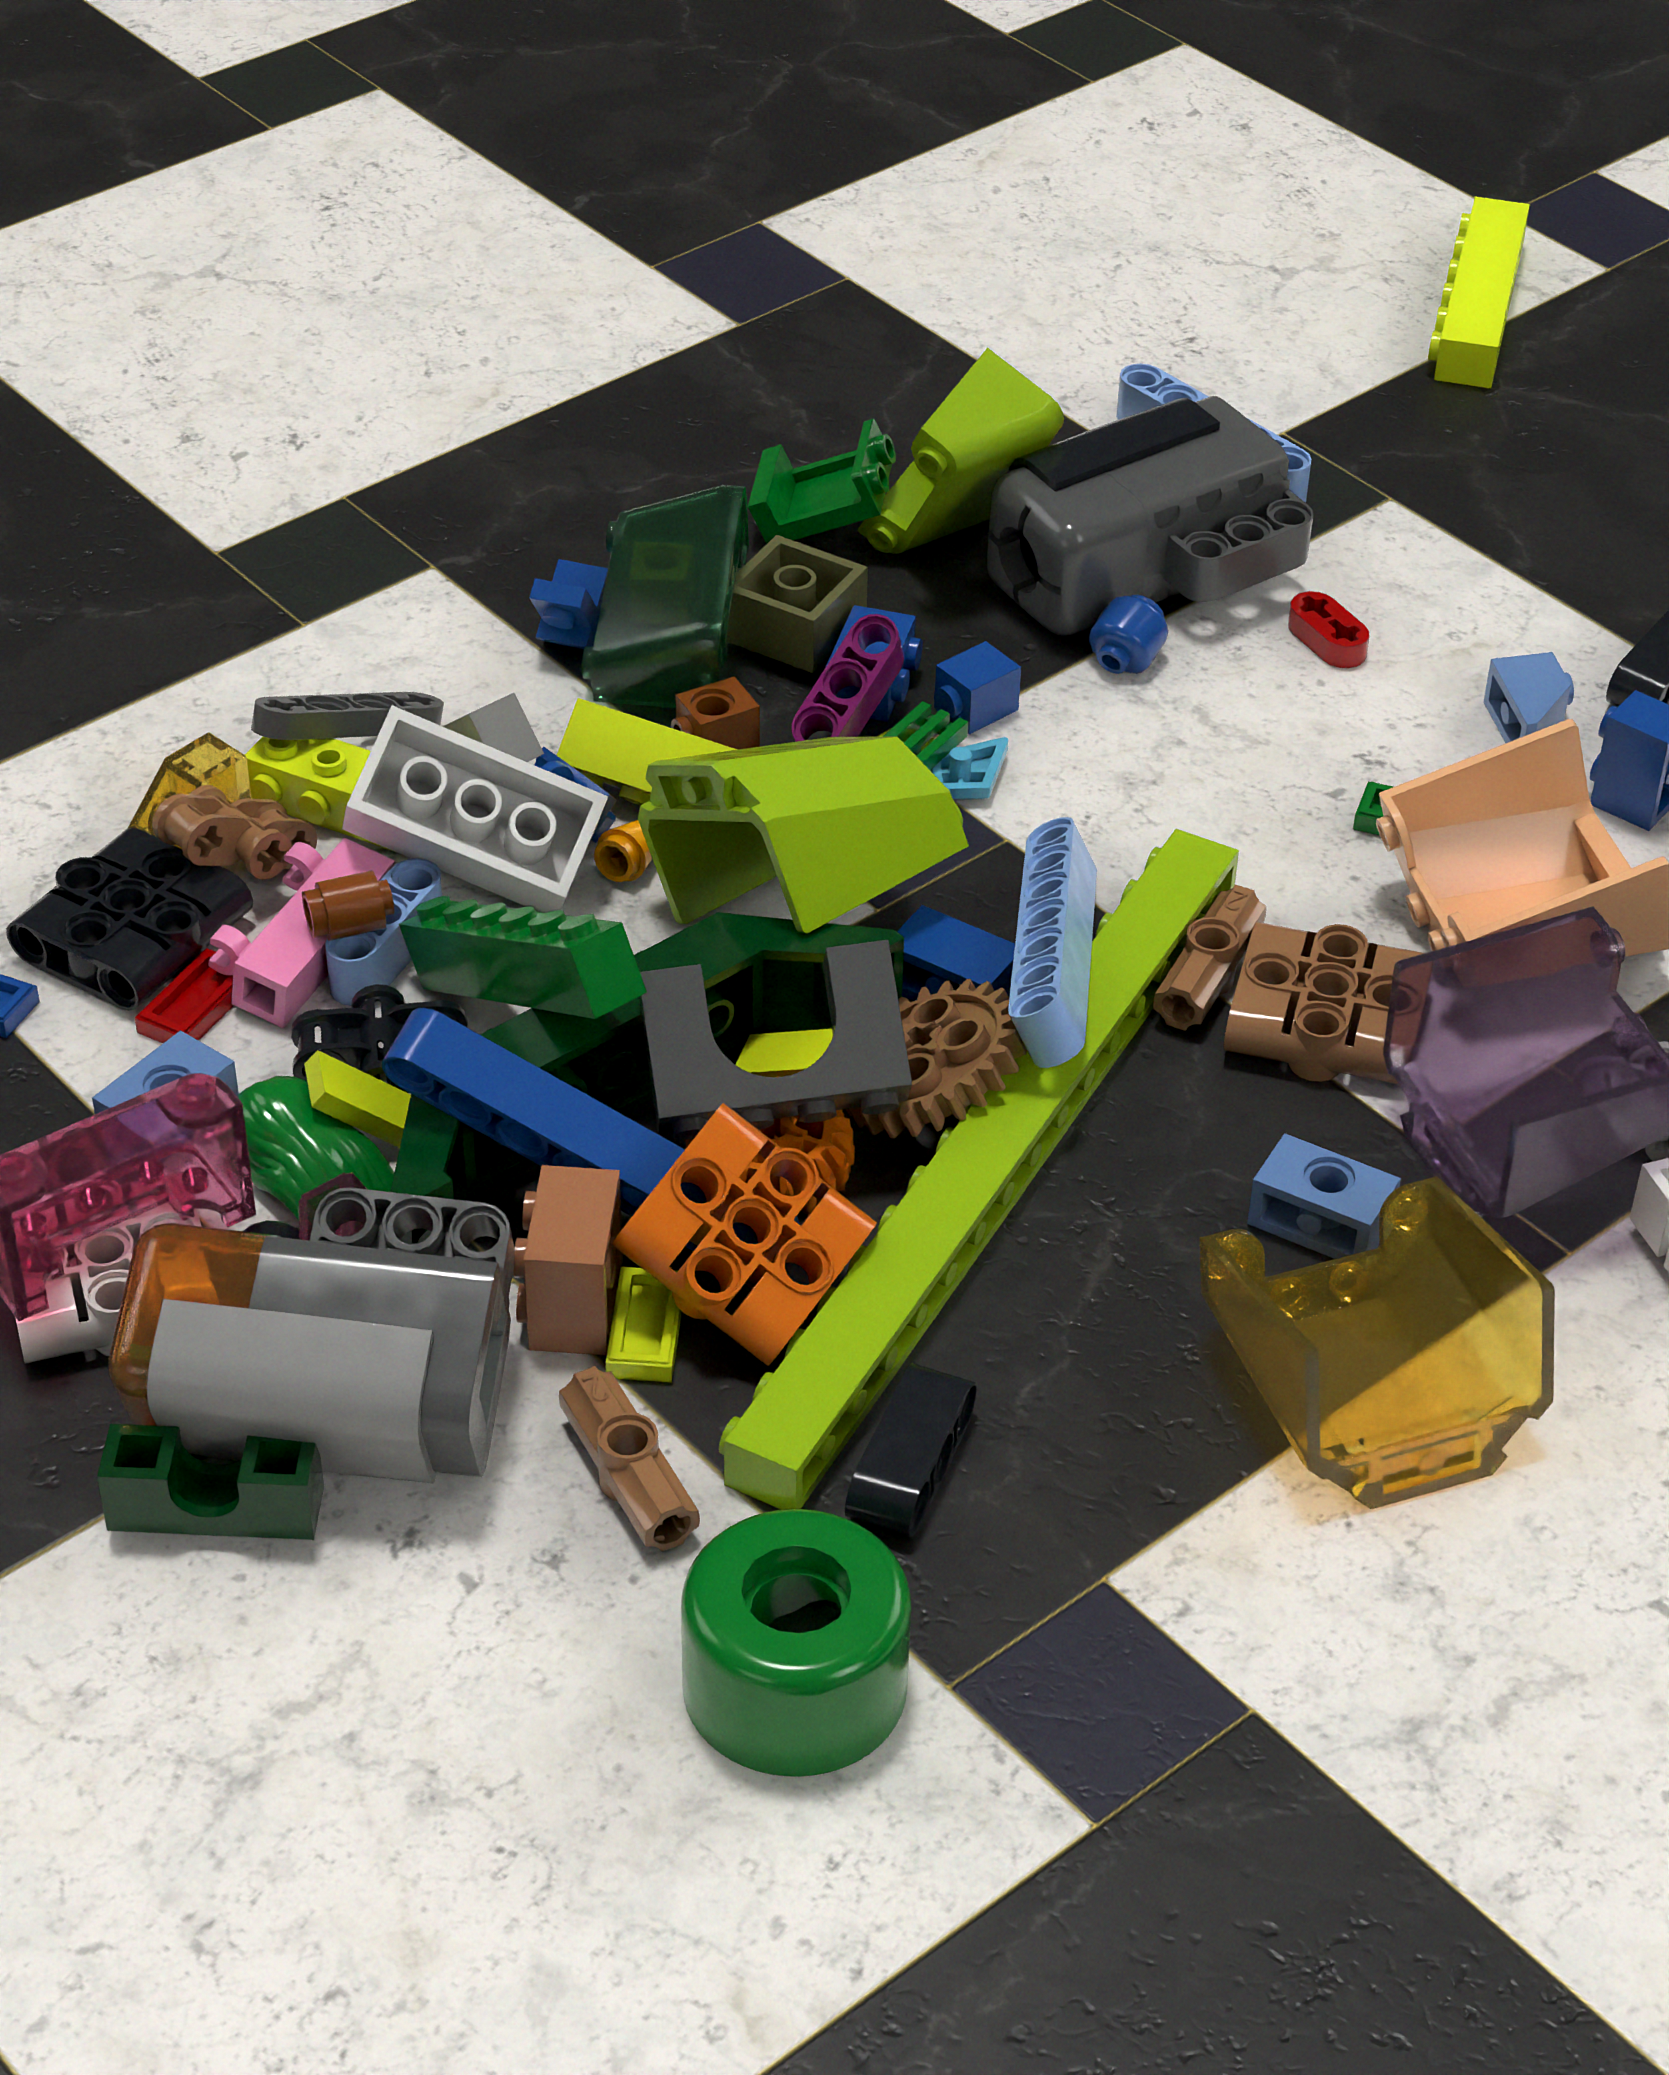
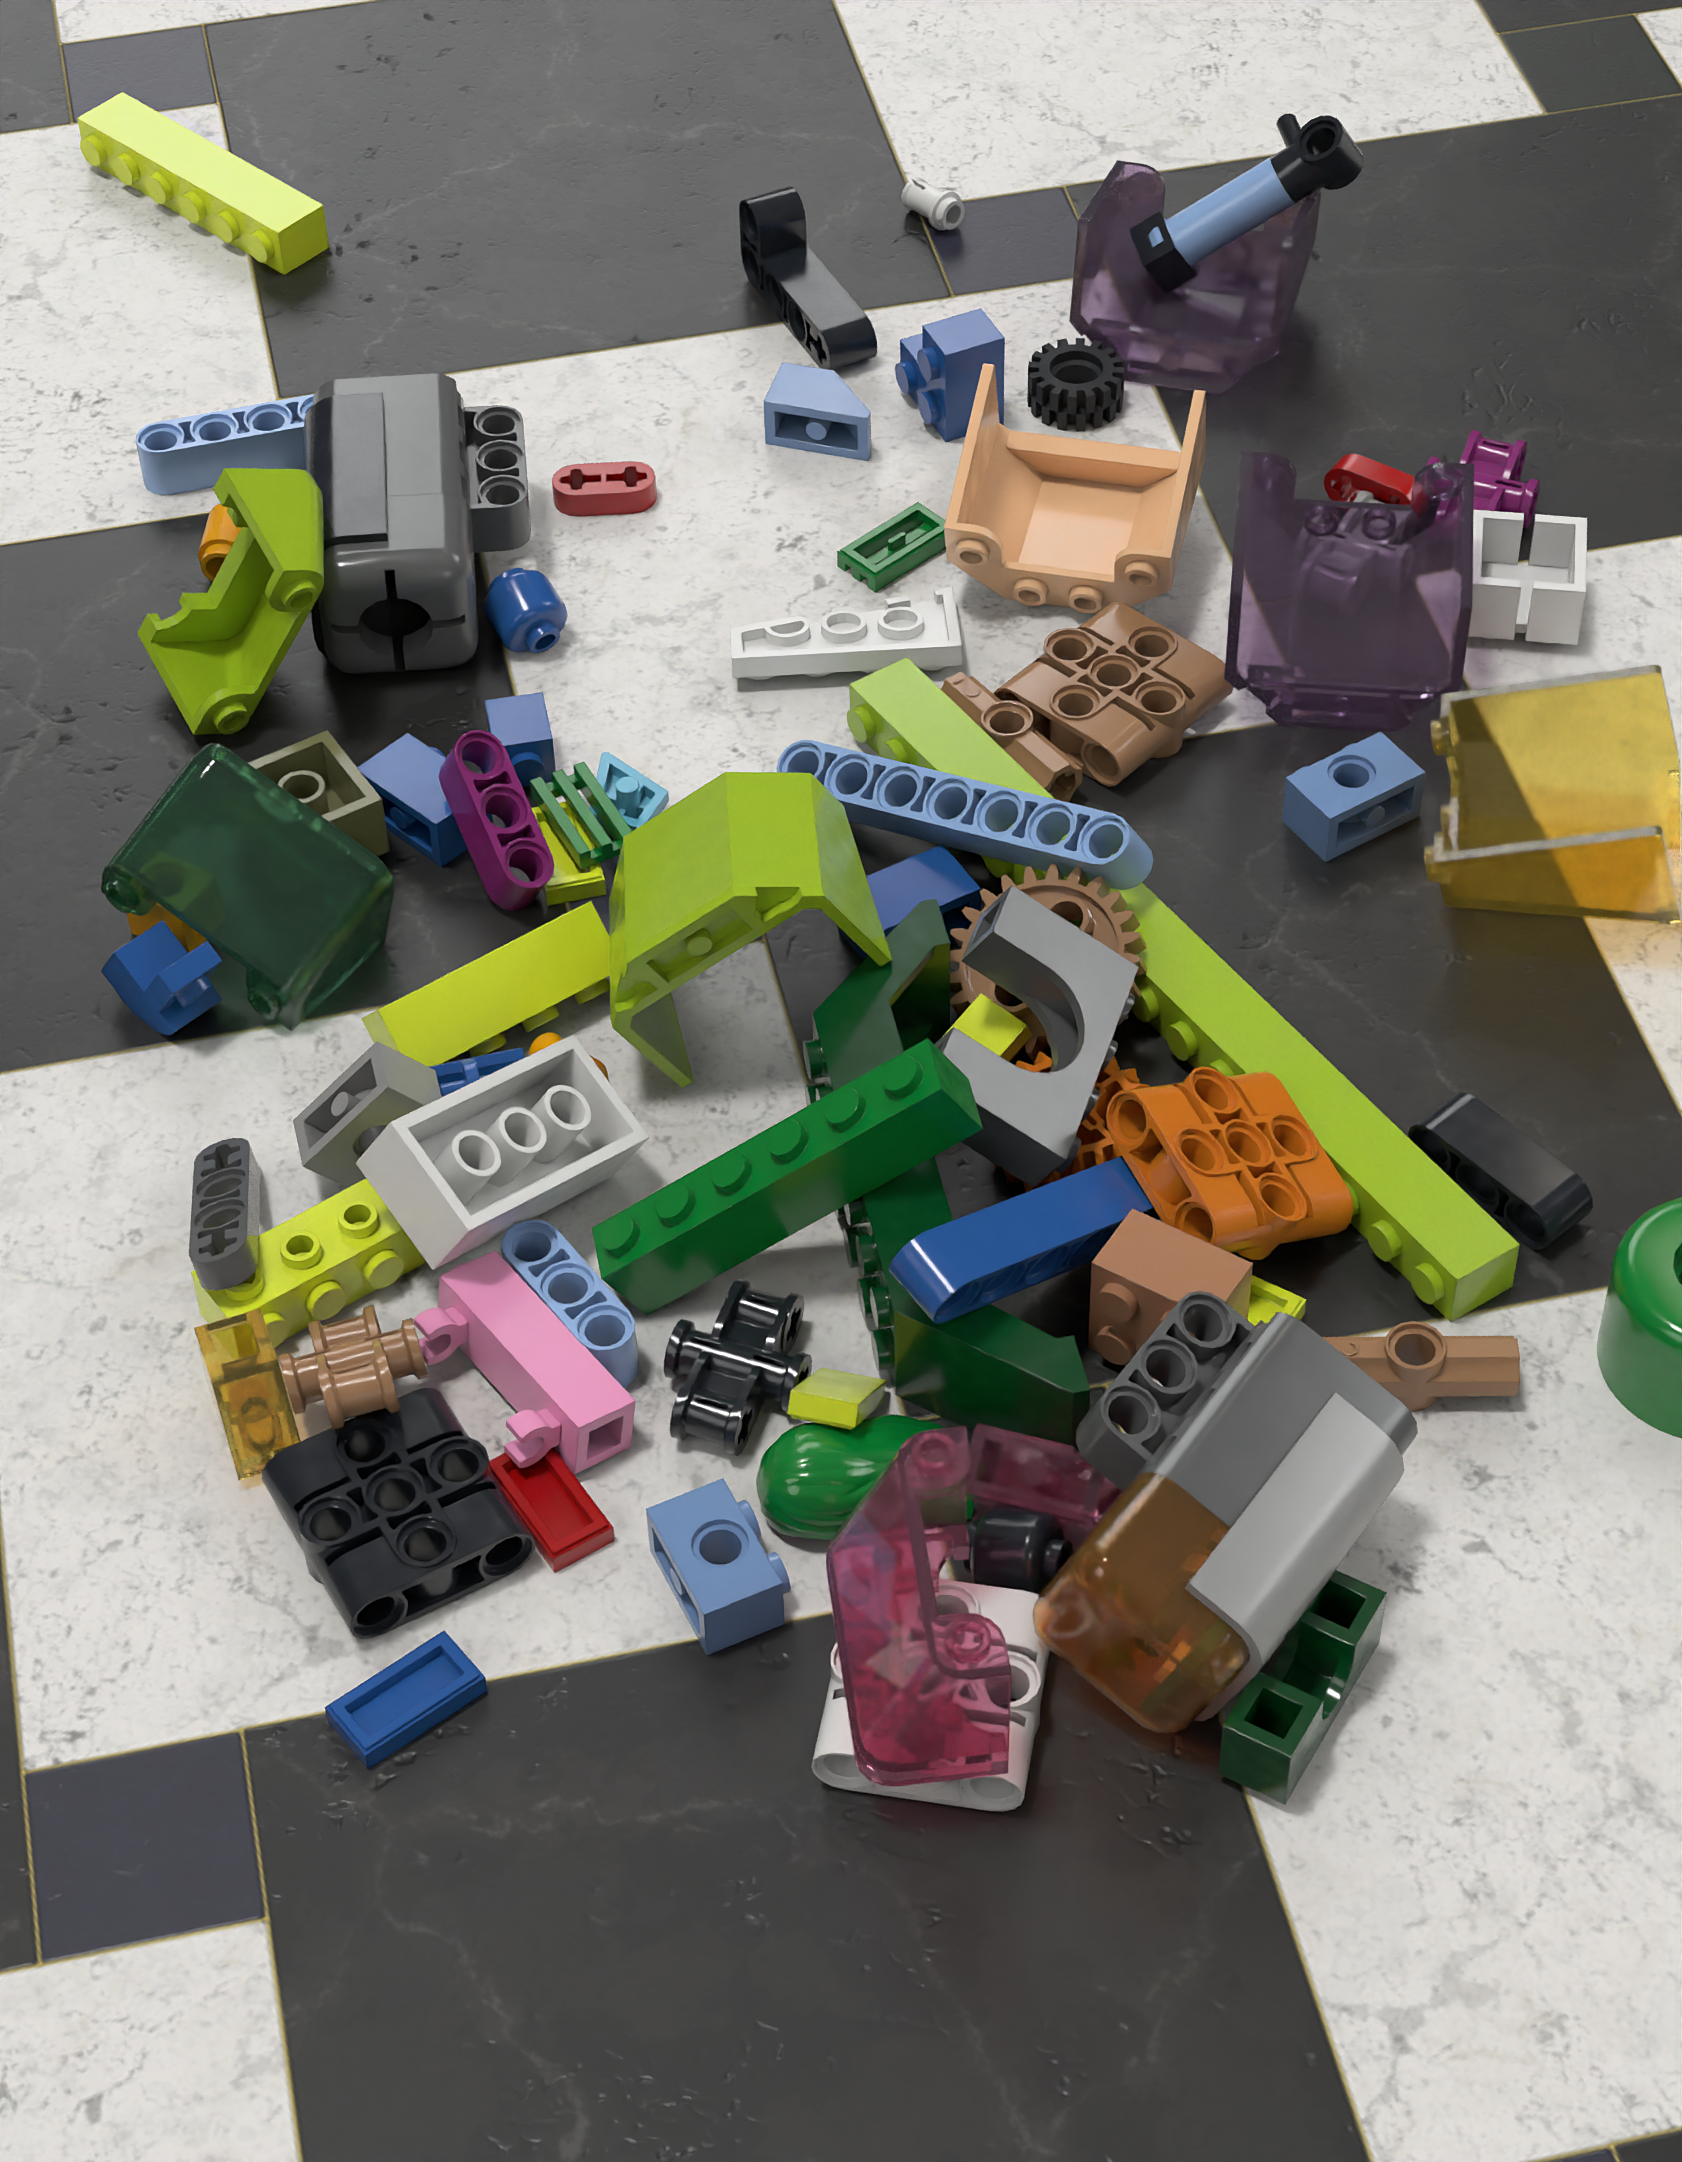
camera: 60 degrees left, 5 degrees up
(347, 906) = (577, 1299): dark orange brick -> none
(719, 714) = (428, 938): dark orange brick -> none
(822, 493) = (139, 721): green panel -> none
(1267, 830) = (851, 640): none -> white wing

